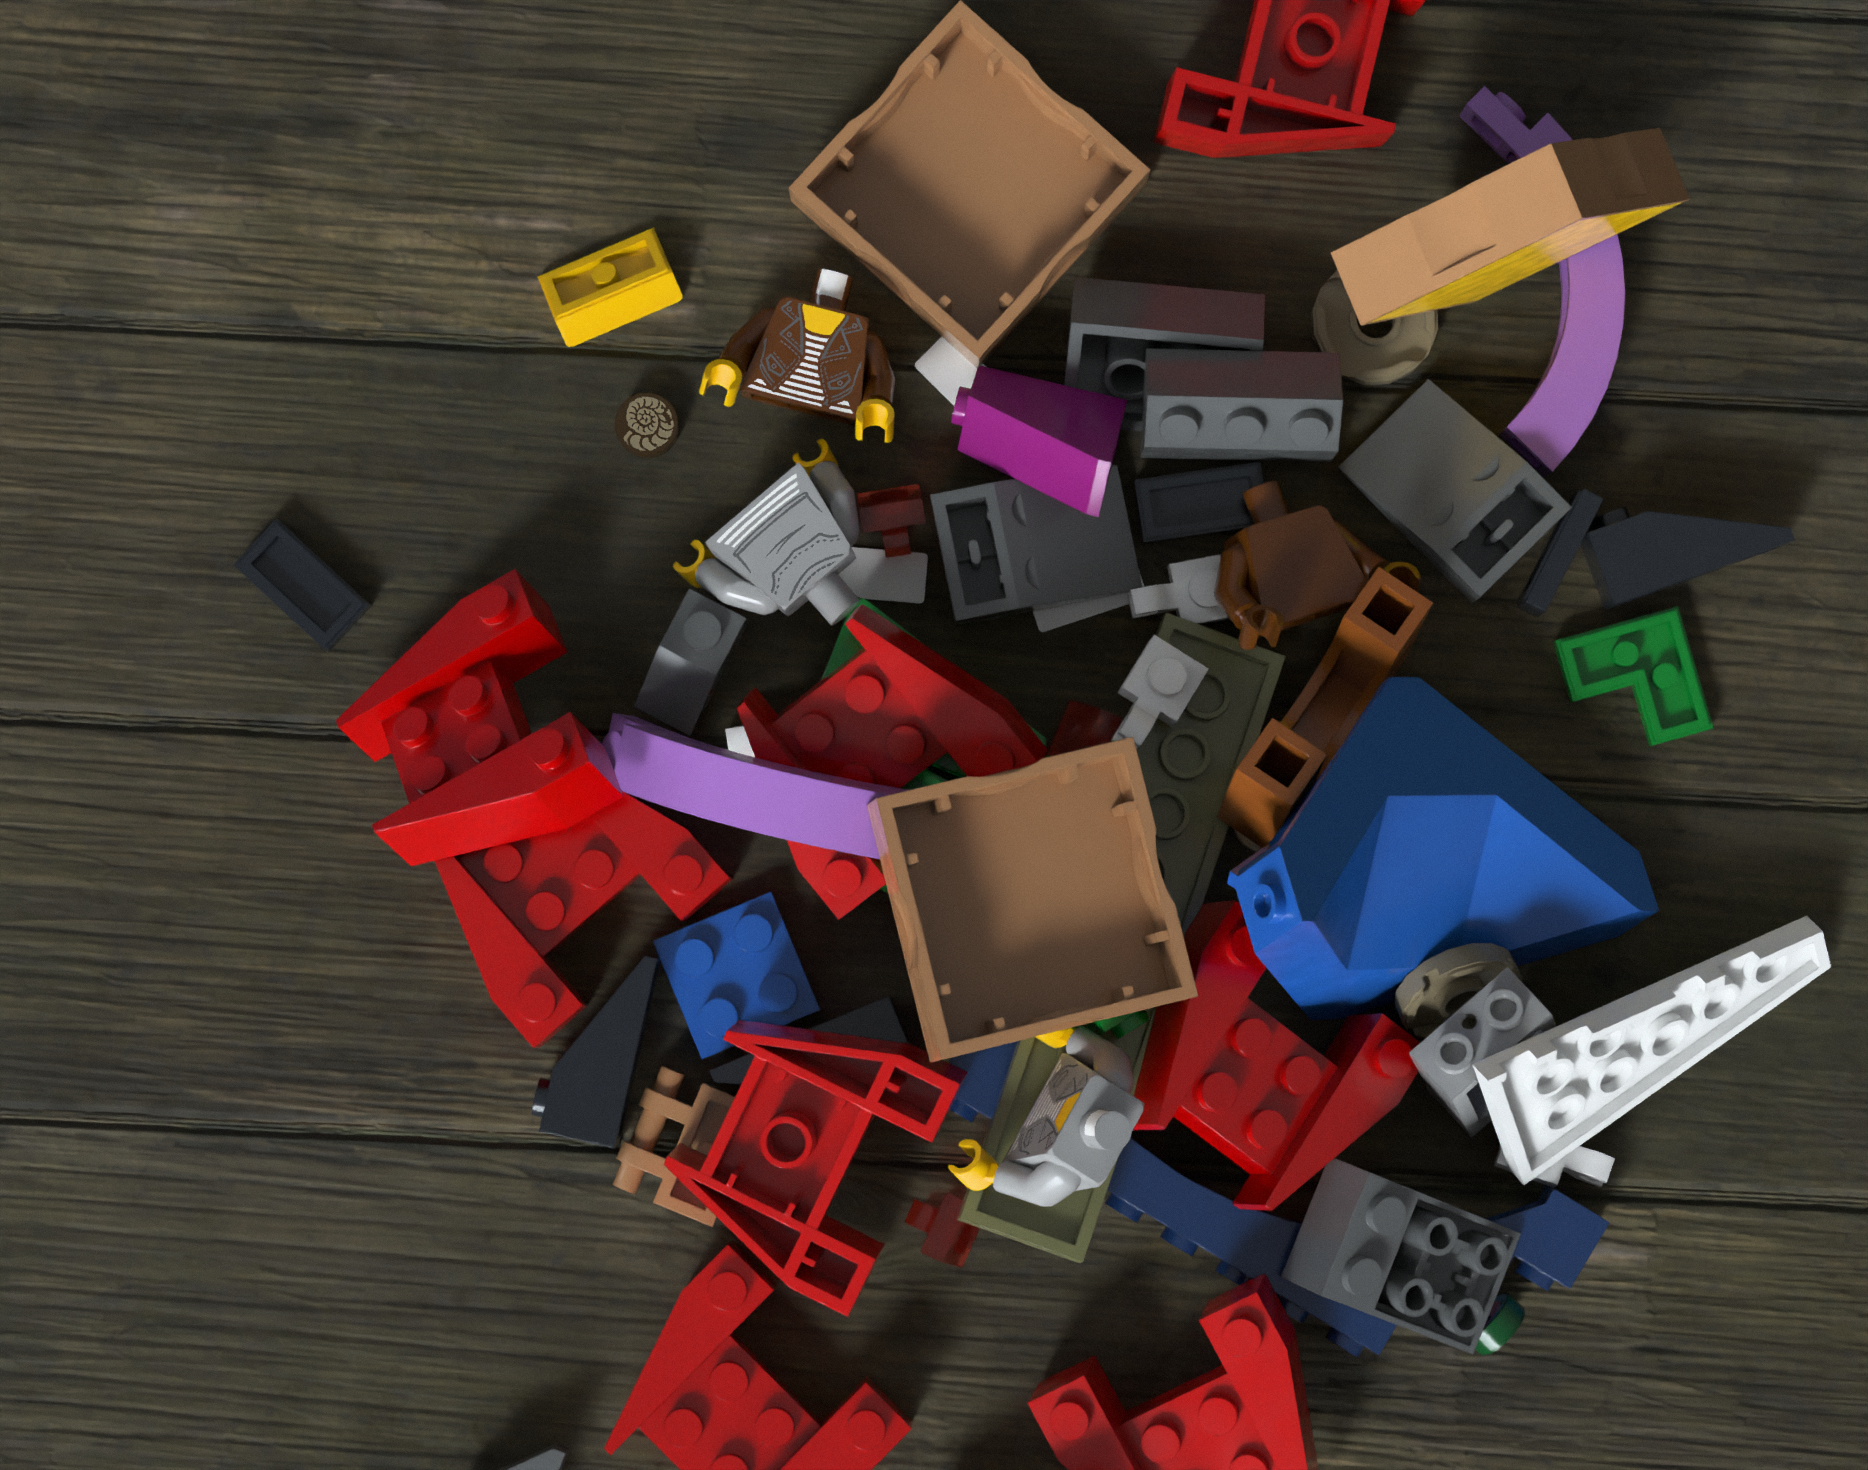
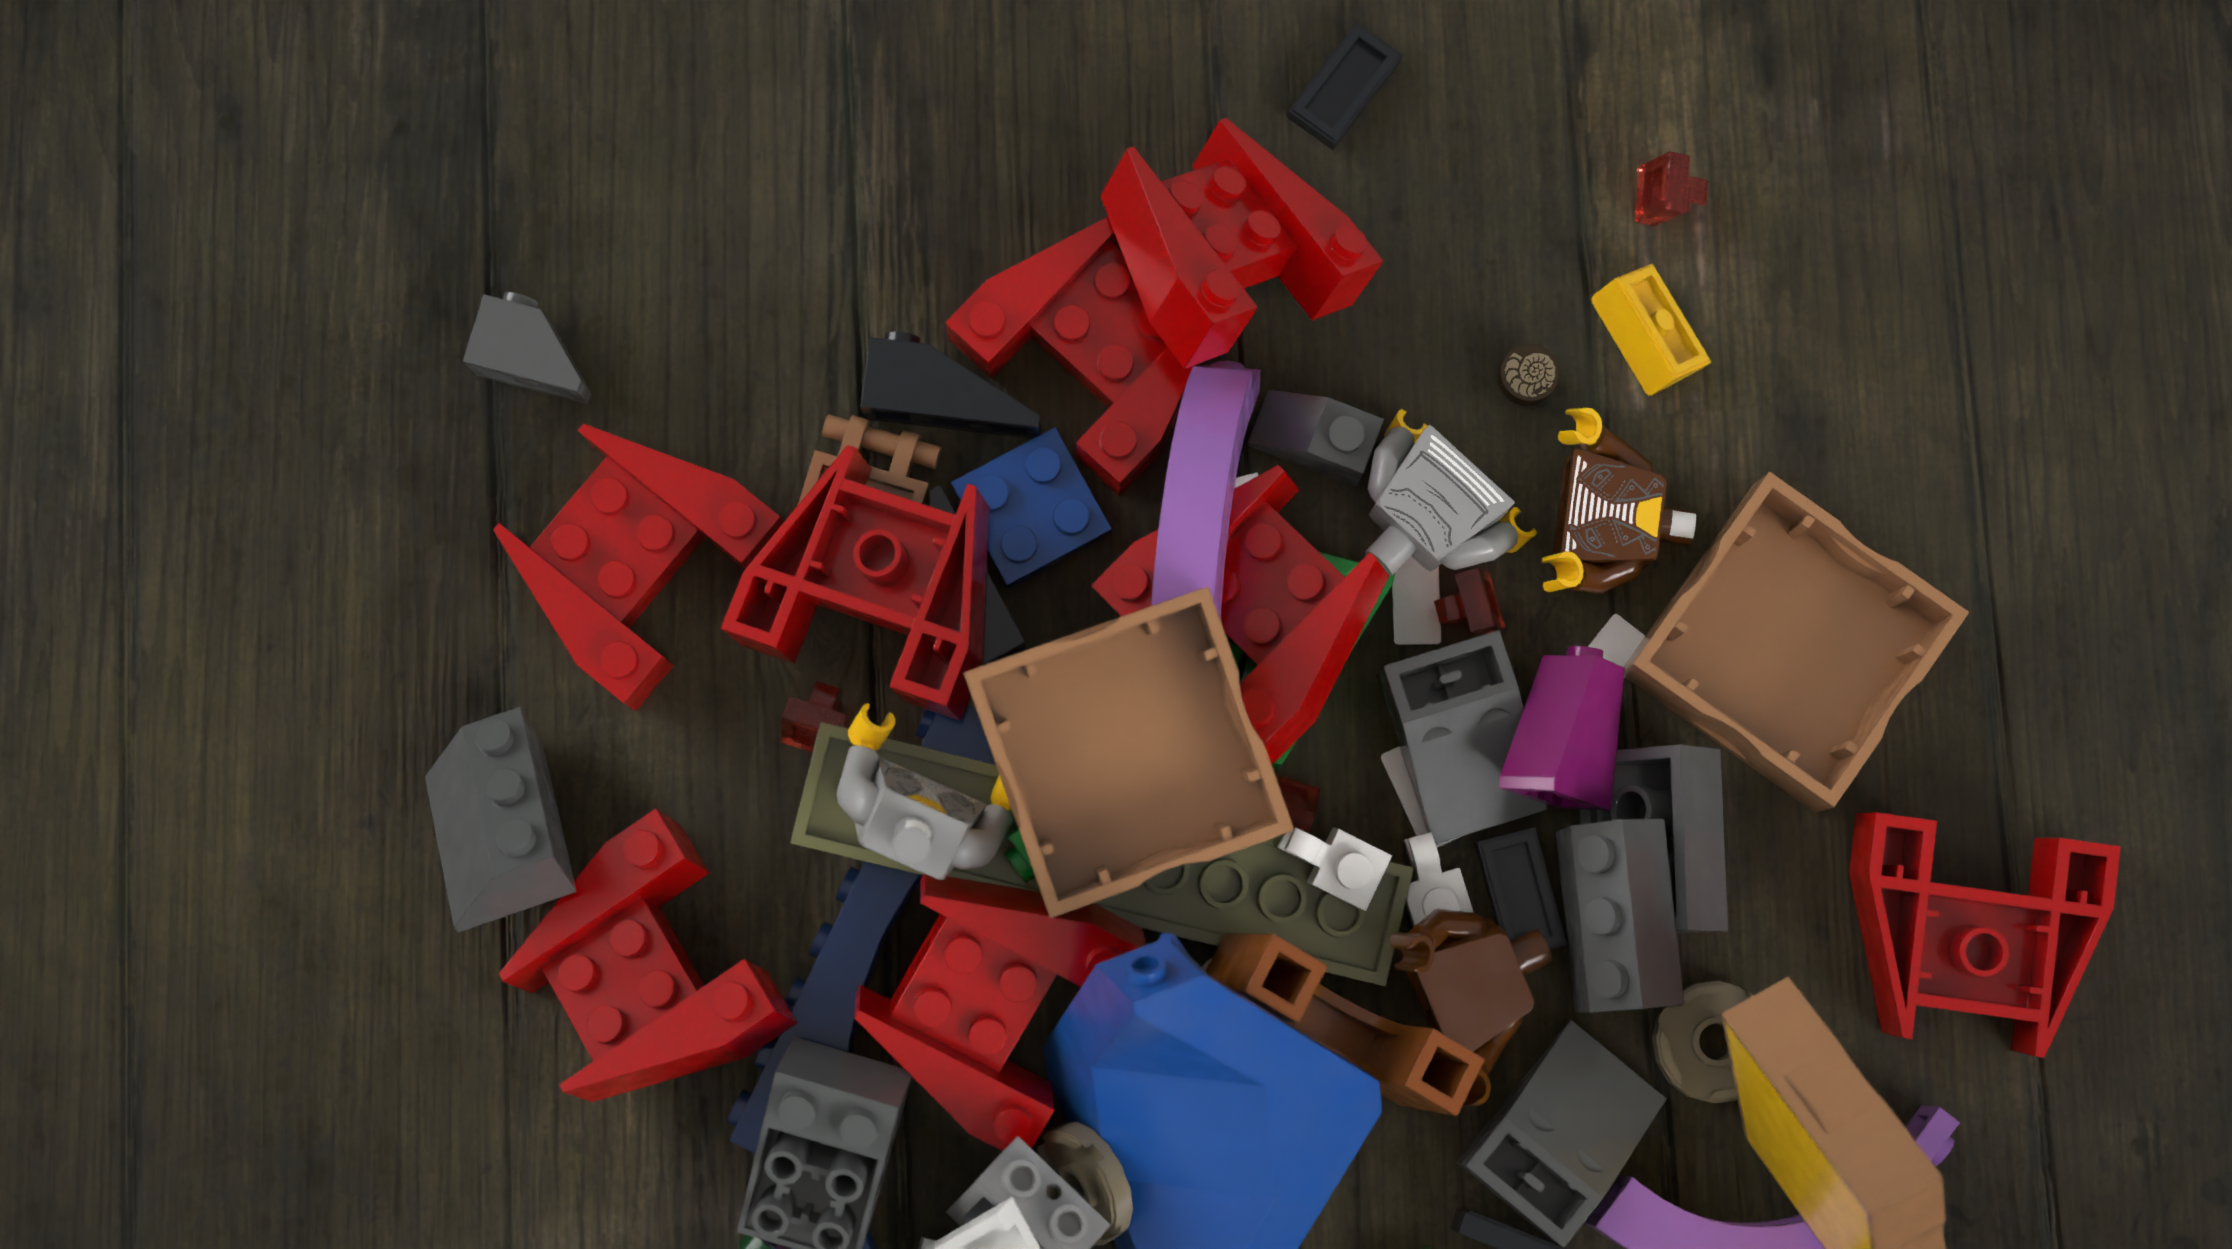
camera: 80 degrees right, 5 degrees down
(461, 252) = (1667, 189): none -> clear red tile

